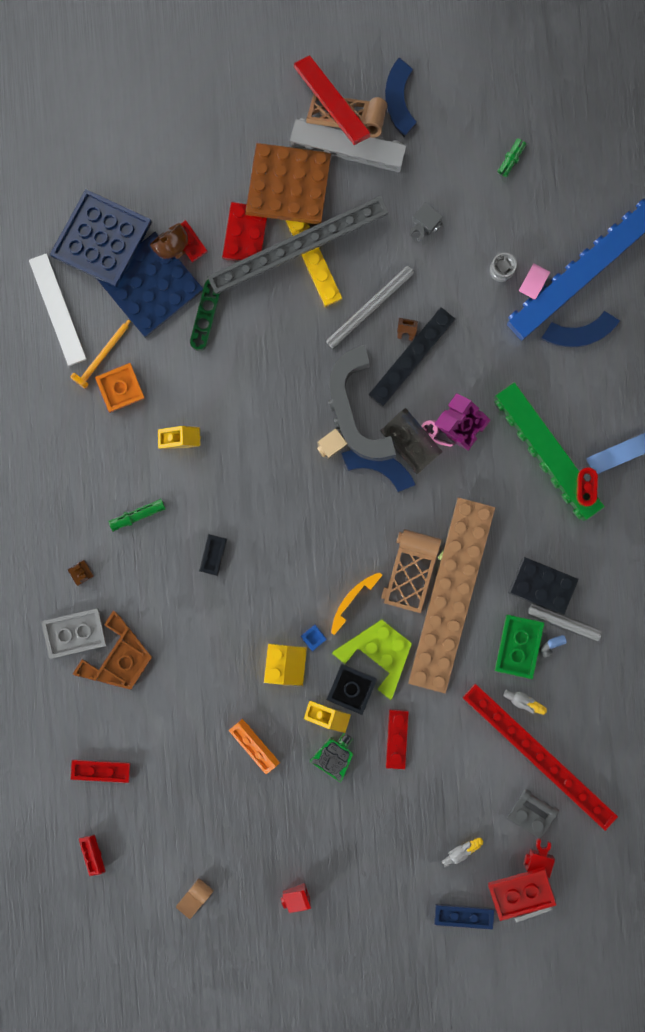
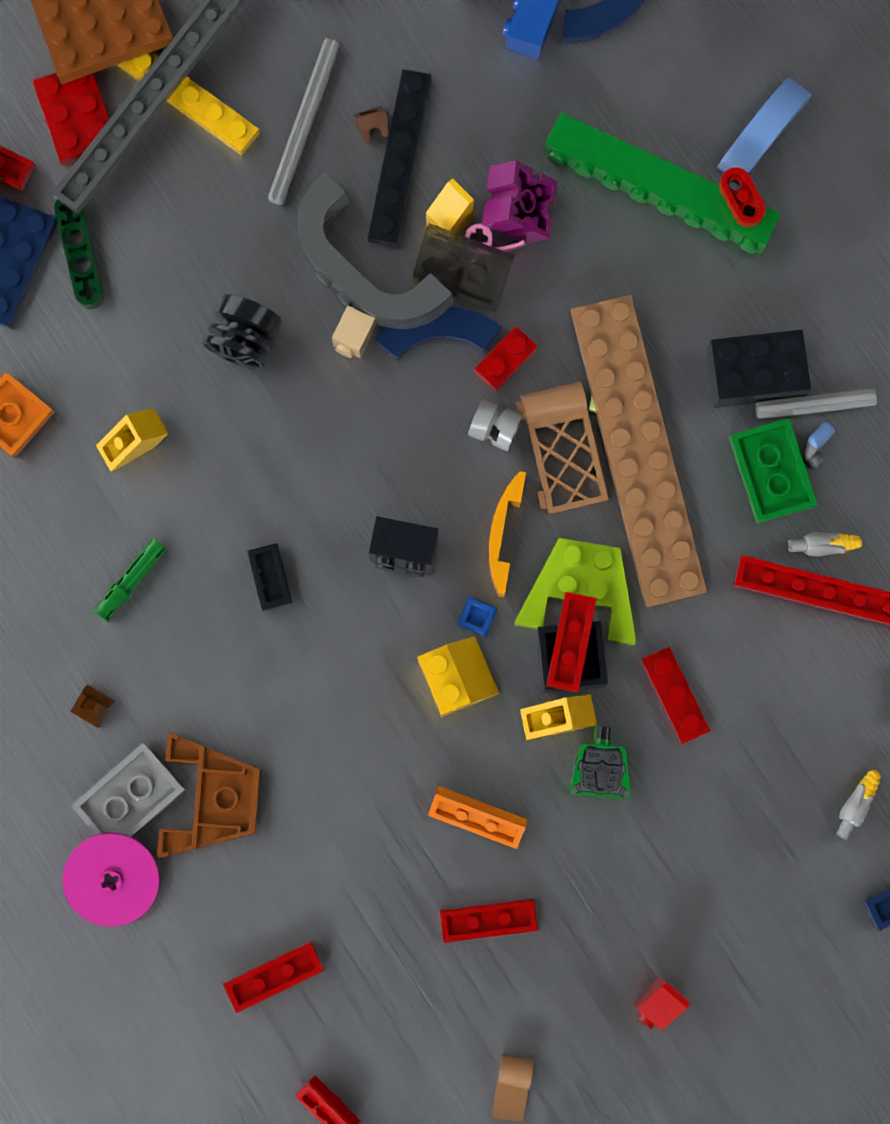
camera: 30 degrees left, 5 degrees down
(32, 682) = (101, 901): none -> dark pink piece
(230, 804) = (488, 920): none -> red tile
(269, 411) = (244, 327): none -> black wheel
(293, 579) = (403, 546): none -> black brick
(354, 683) = (571, 642): none -> red plate
(380, 538) = (495, 425): none -> light grey wheel
(408, 503) = (506, 358): none -> red plate
(421, 405) = (451, 208): none -> yellow slope

